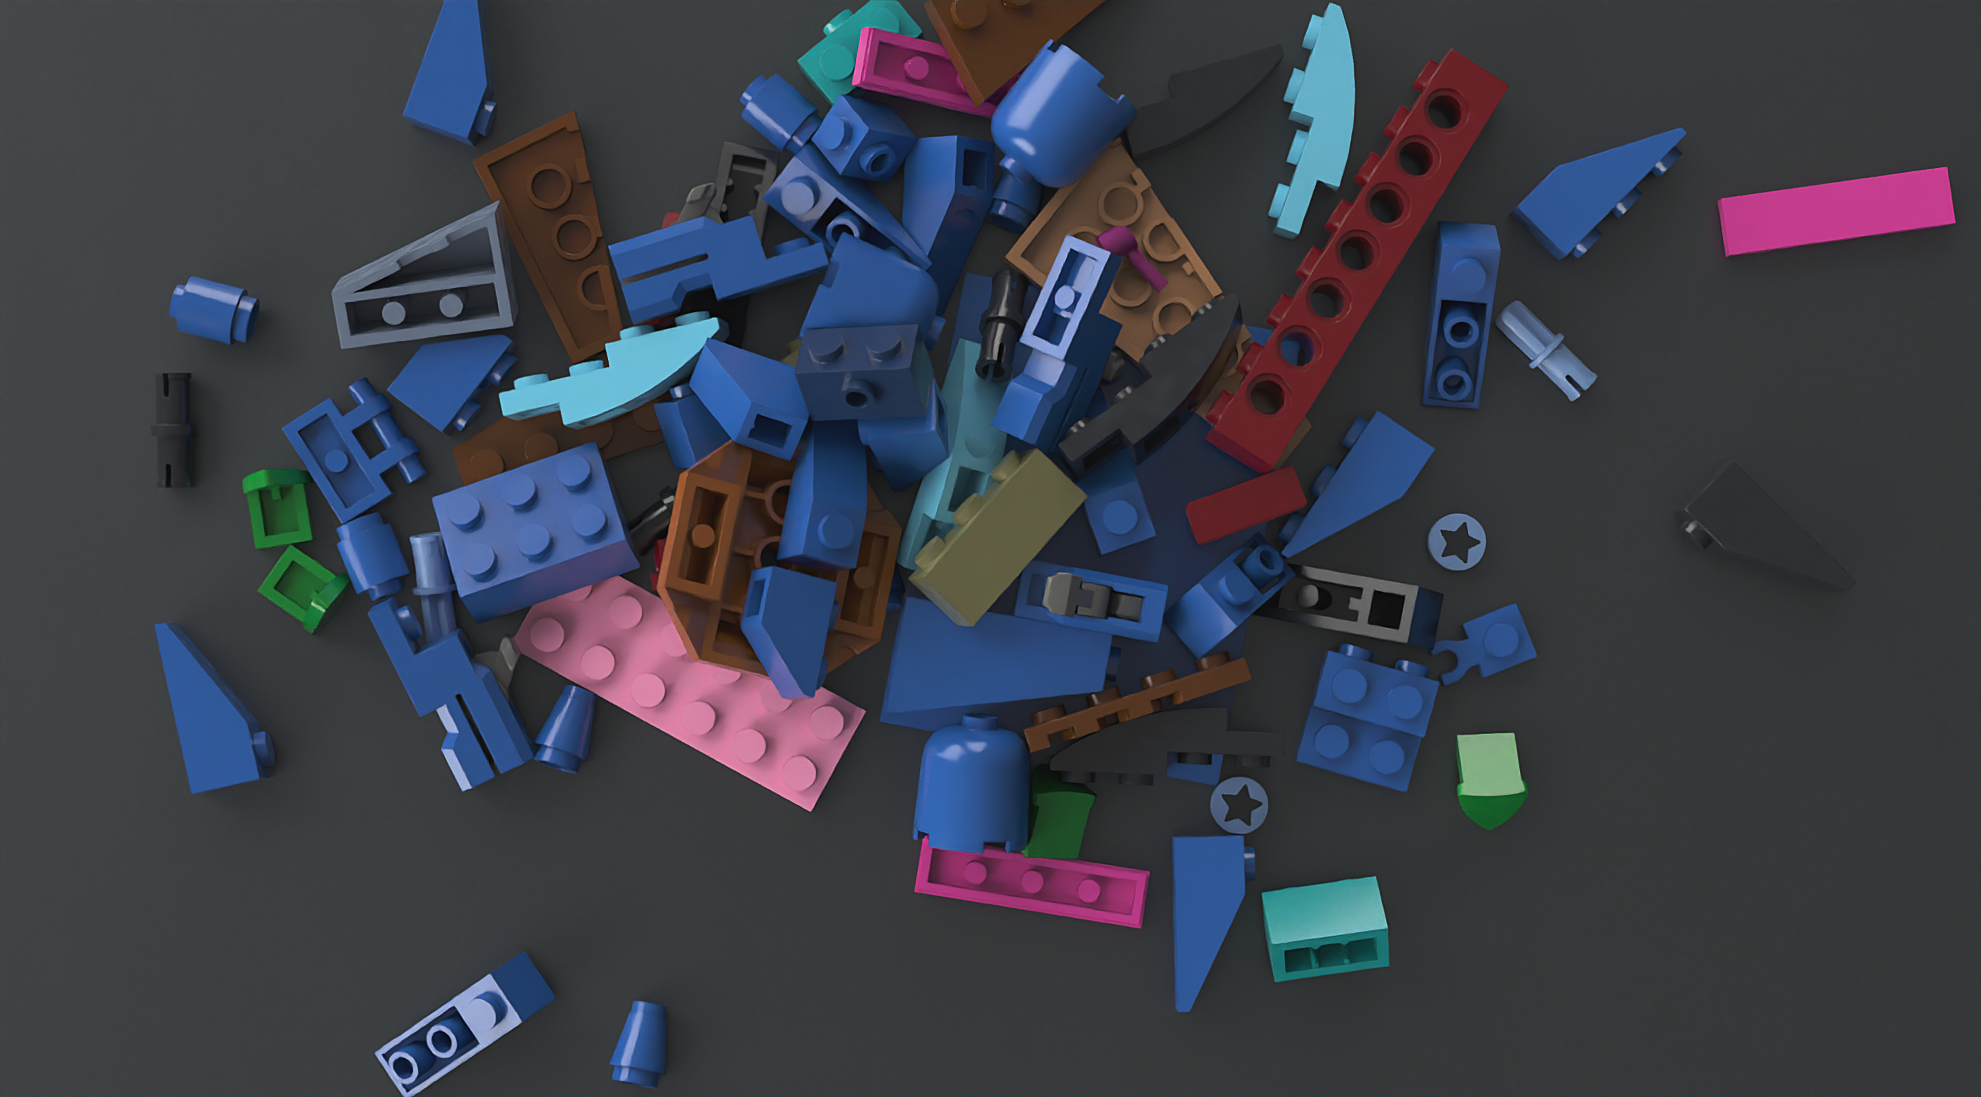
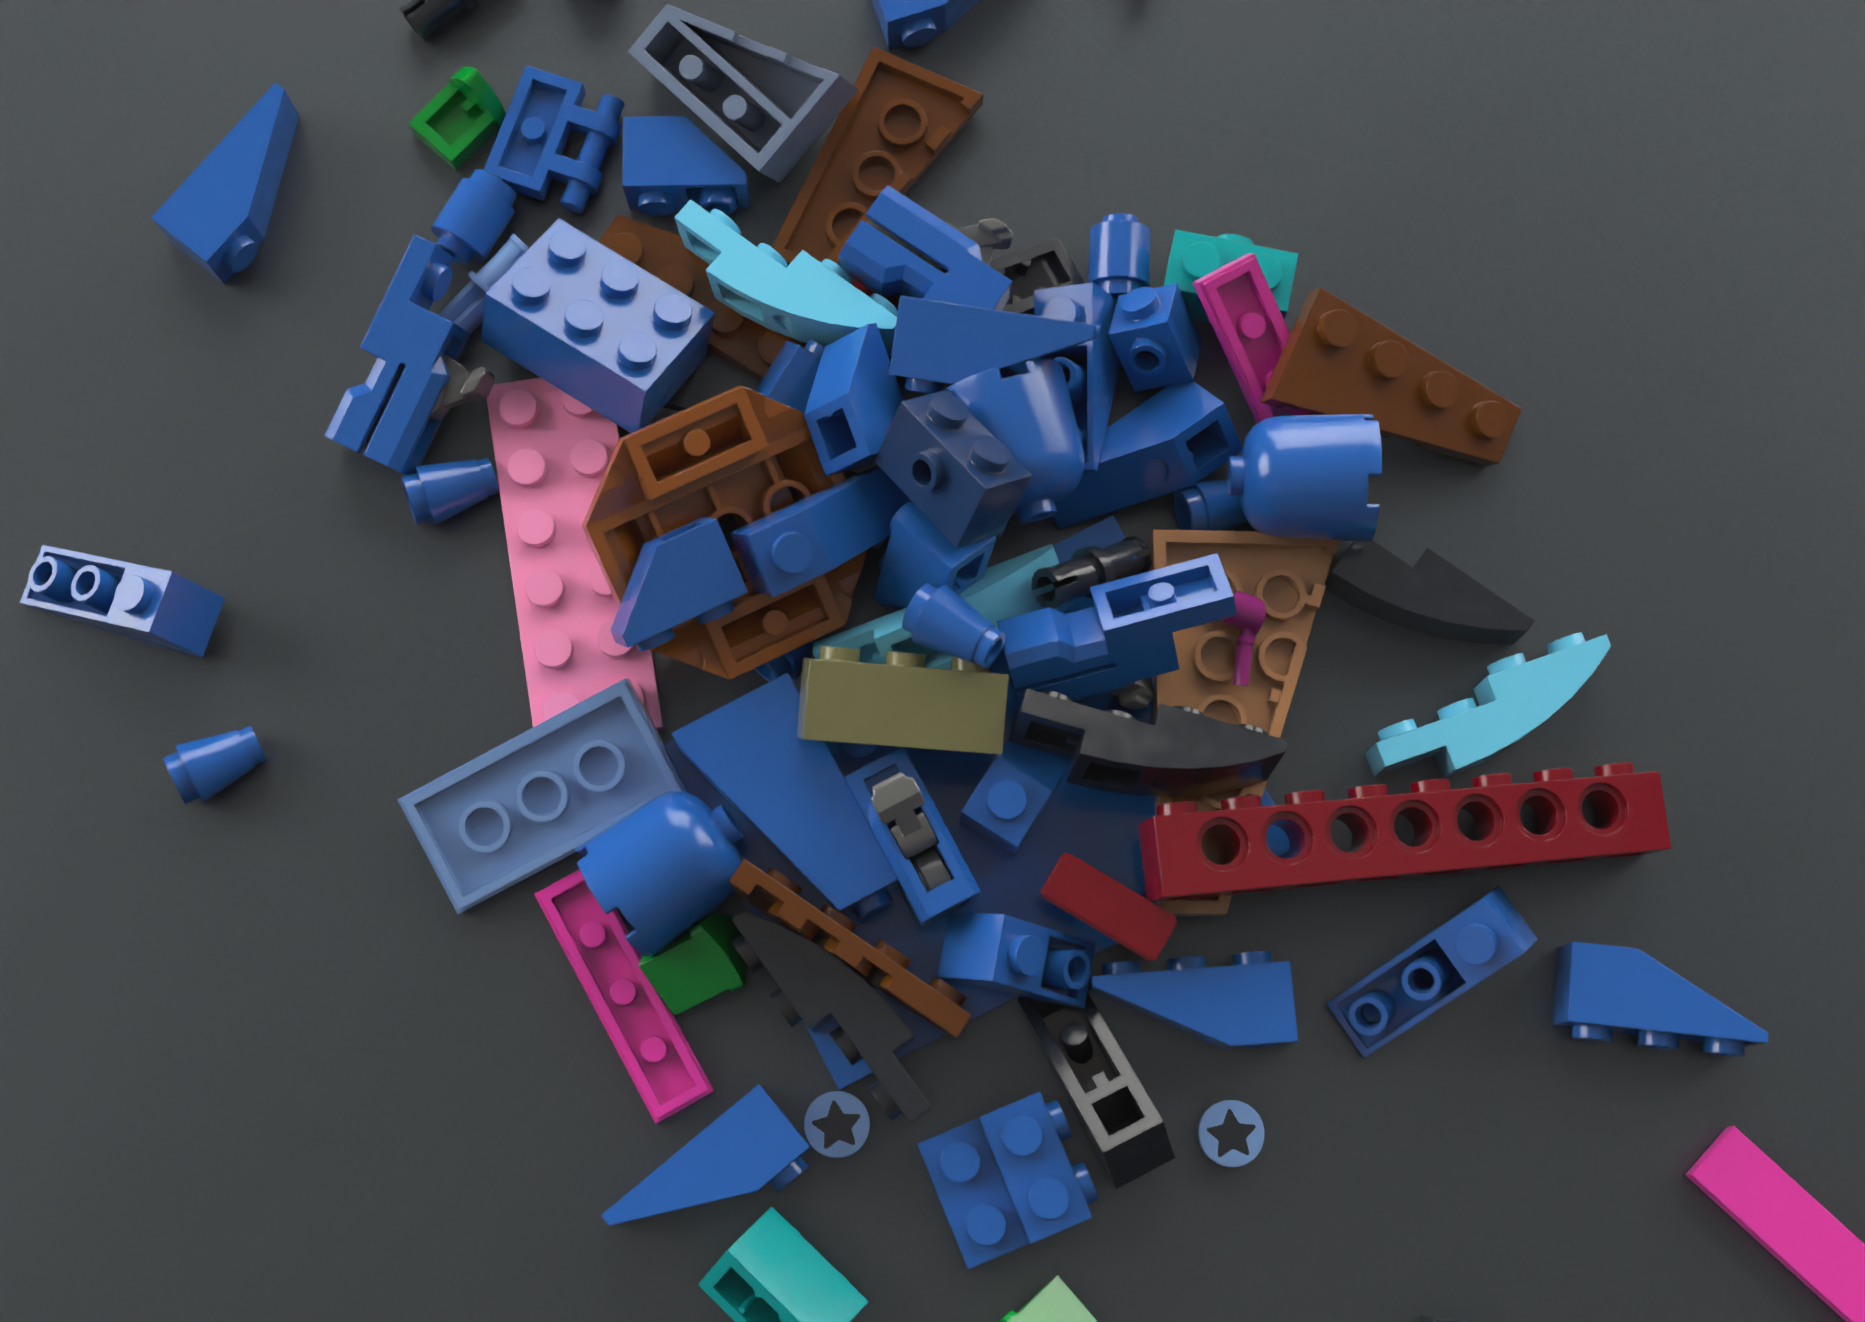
camera: 50 degrees right, 10 degrees down
(306, 589) = (405, 189): green tile -> none
(776, 286) = (954, 341): none -> blue slope
(850, 832) = (540, 795): none -> medium blue tile
(974, 460) = (952, 626): none -> blue cone
(1491, 643) = (1166, 1239): blue plate -> none
(1545, 349) = (1467, 1074): medium blue axle -> none

